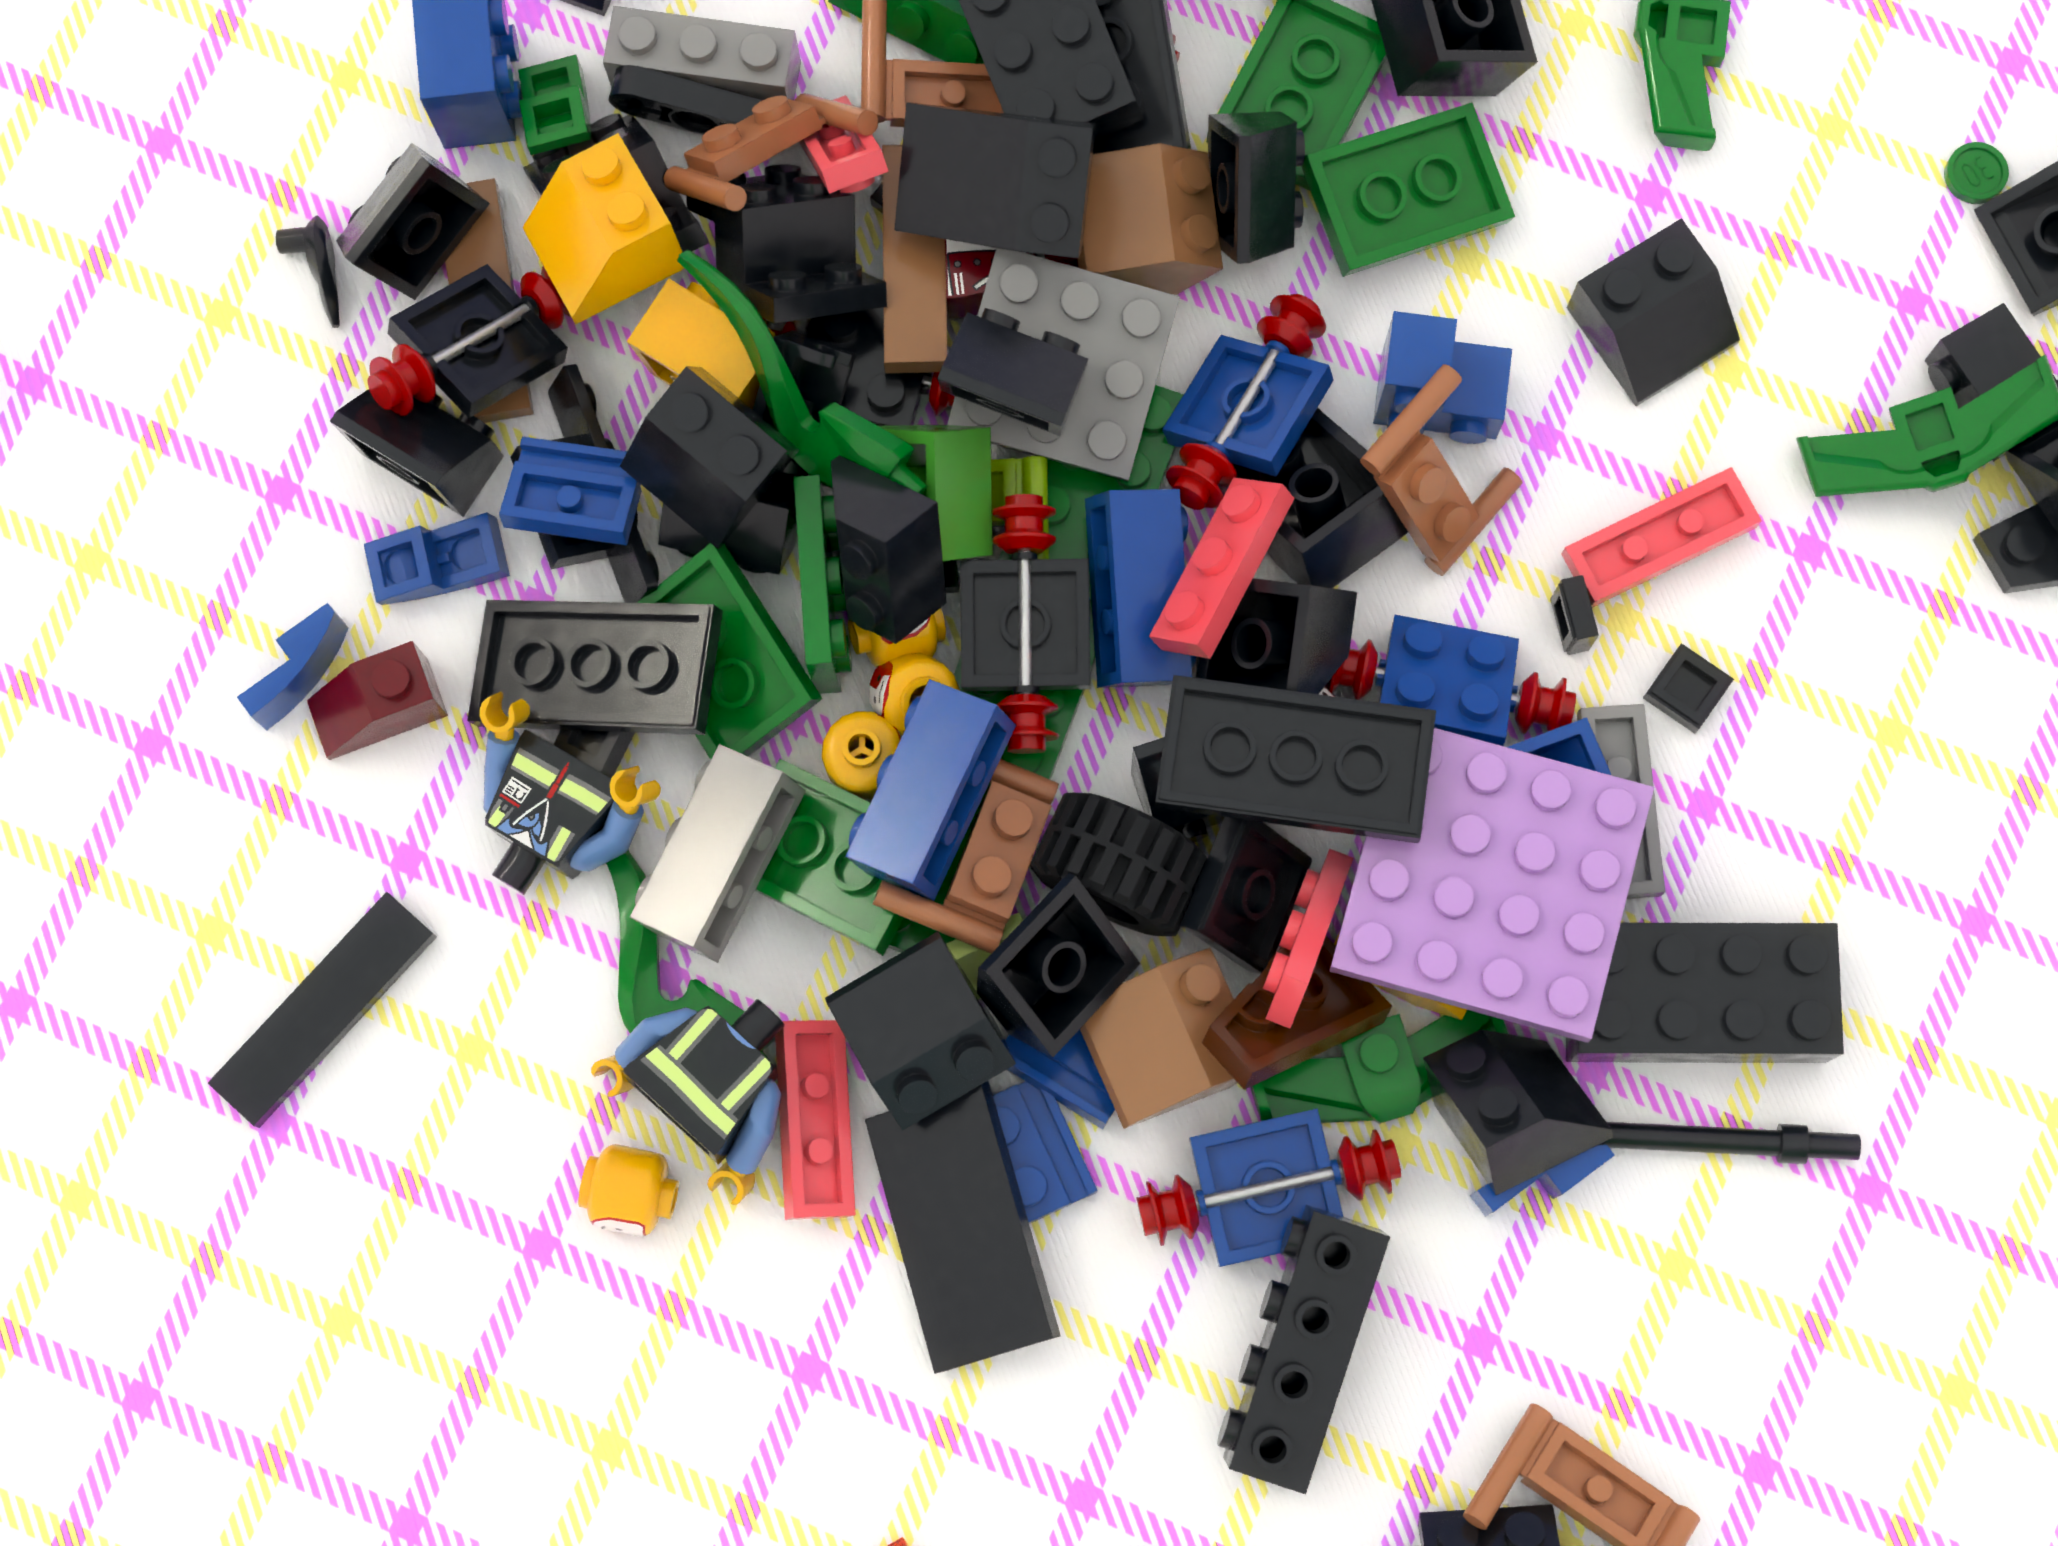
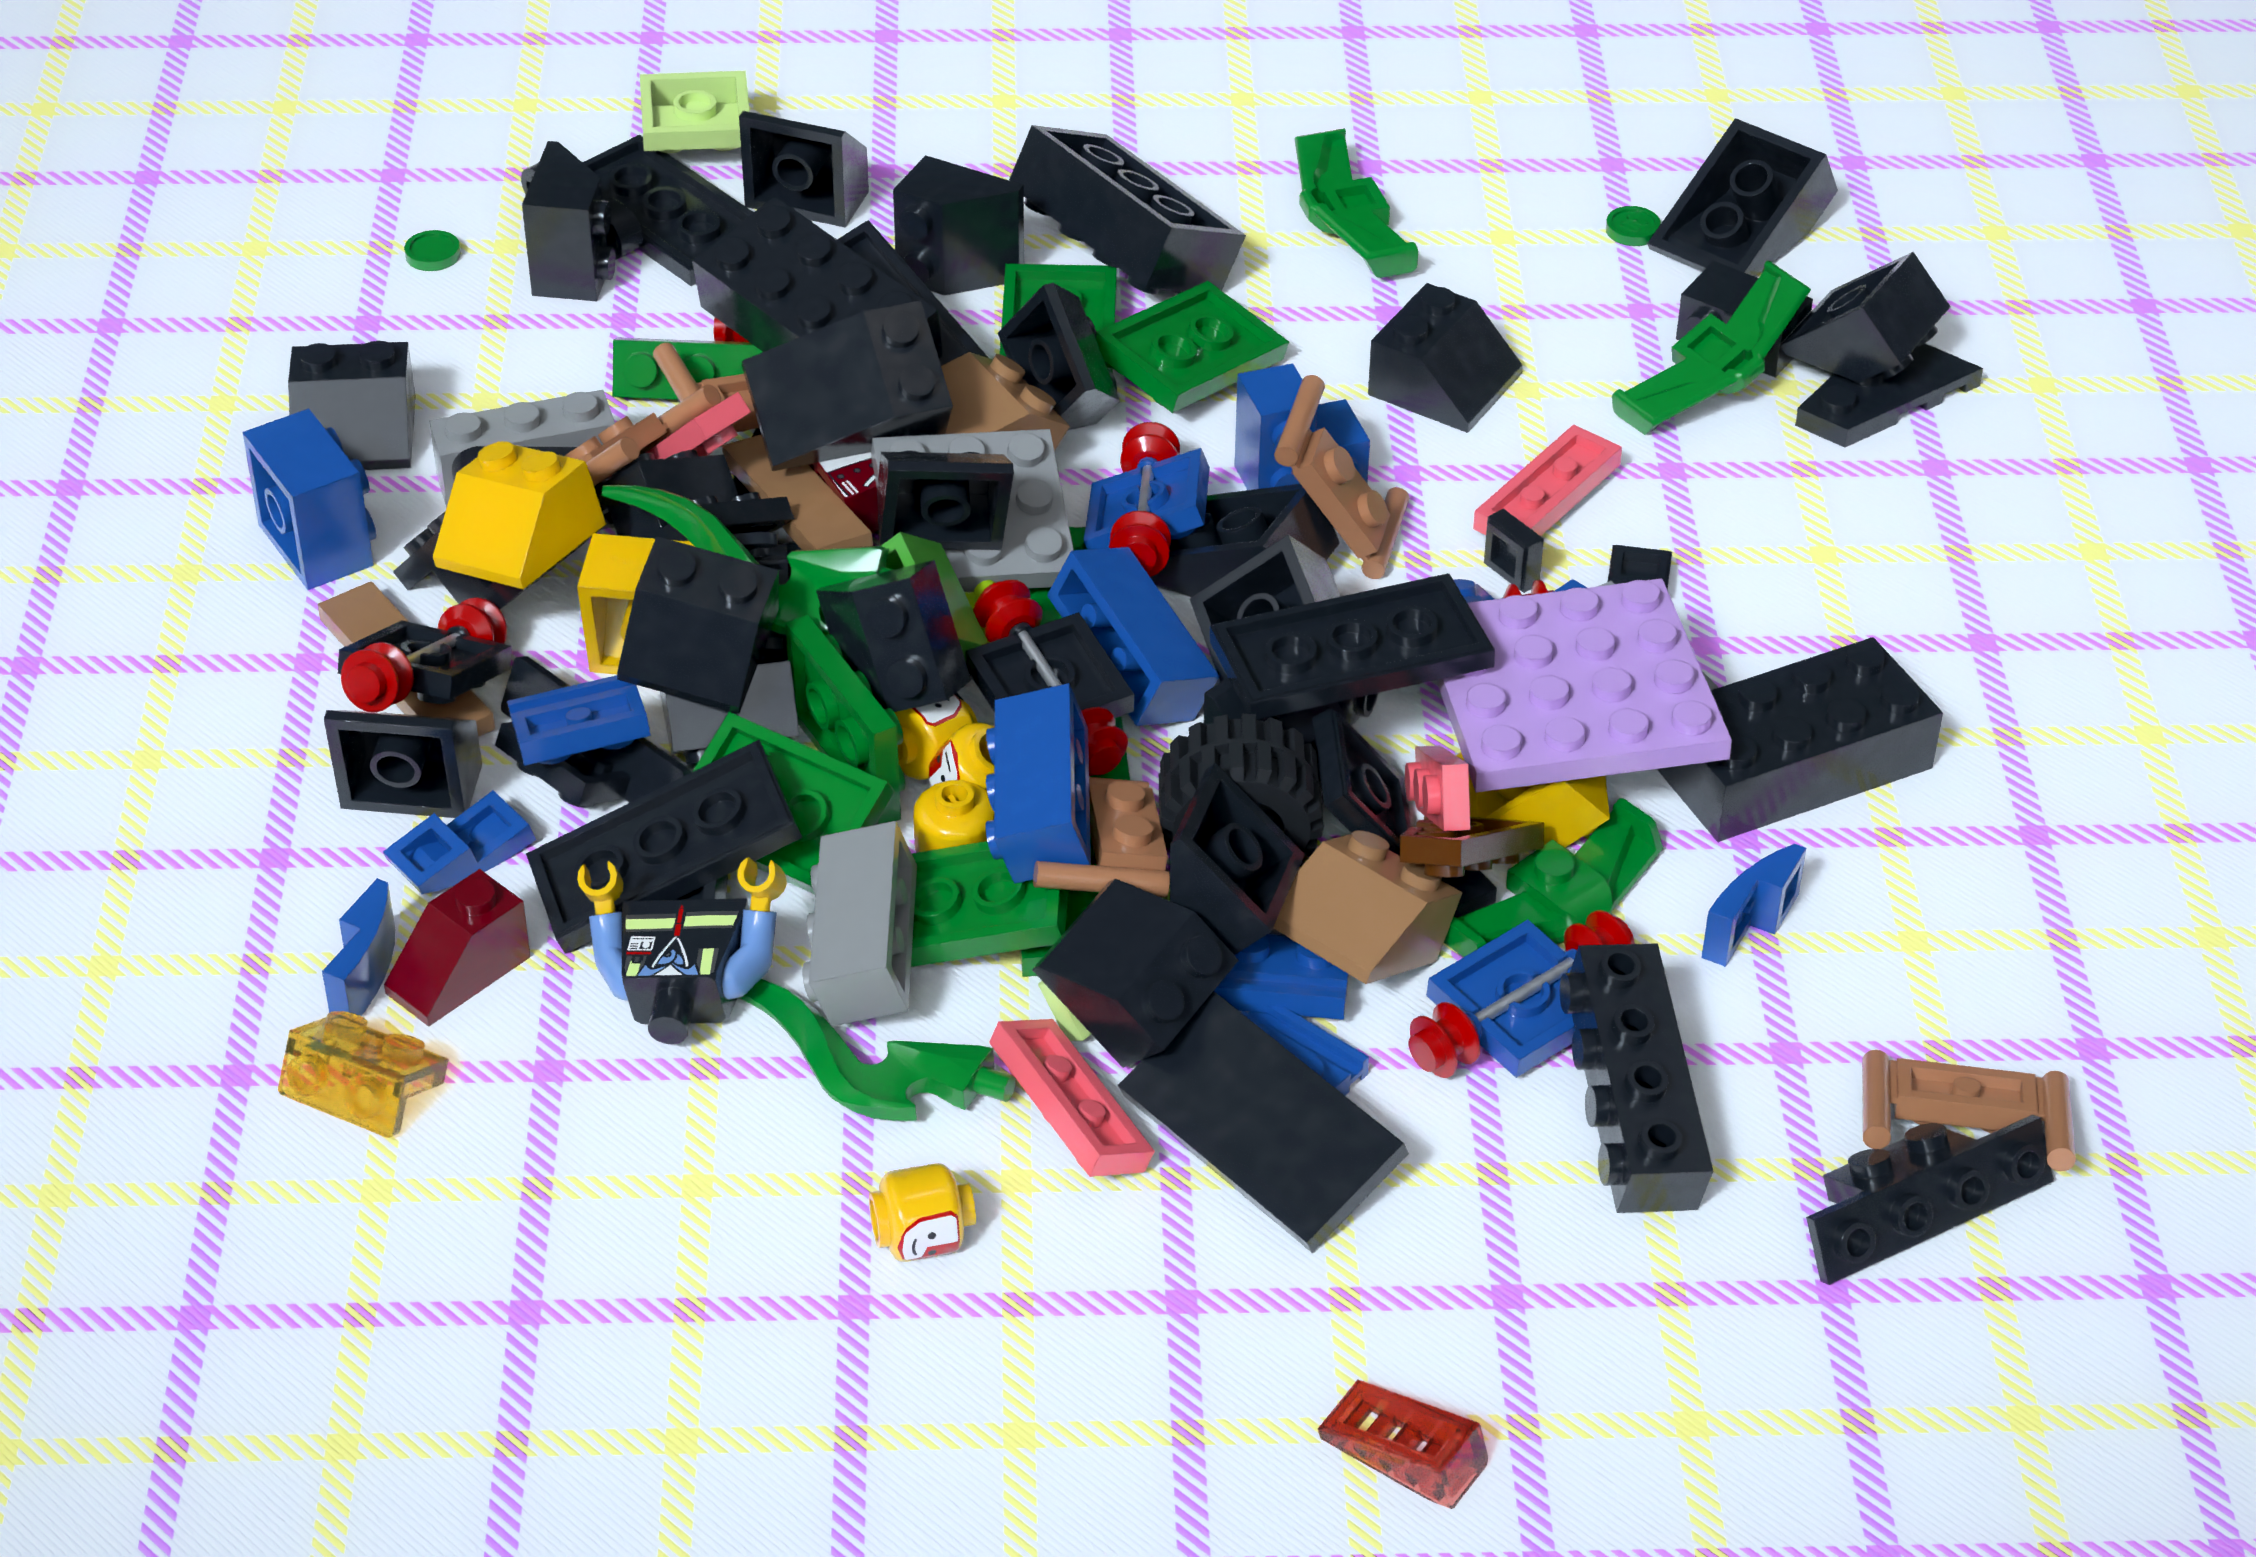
camera: 30 degrees left, 35 degrees down
(242, 800) = (357, 1071): none -> clear yellow bracket
(319, 251) = (232, 686): black bar -> none
(322, 1010) = (526, 1201): black tile -> none
(411, 222) = (314, 606): black slope -> none
(554, 104) = (407, 508): green slope -> none
(707, 1082) = (952, 1081): torso -> none
(1221, 567) = (1199, 577): coral plate -> none
(1512, 1106) = (1689, 849): black slope -> none
(1788, 1142) = (1940, 818): black bar -> none

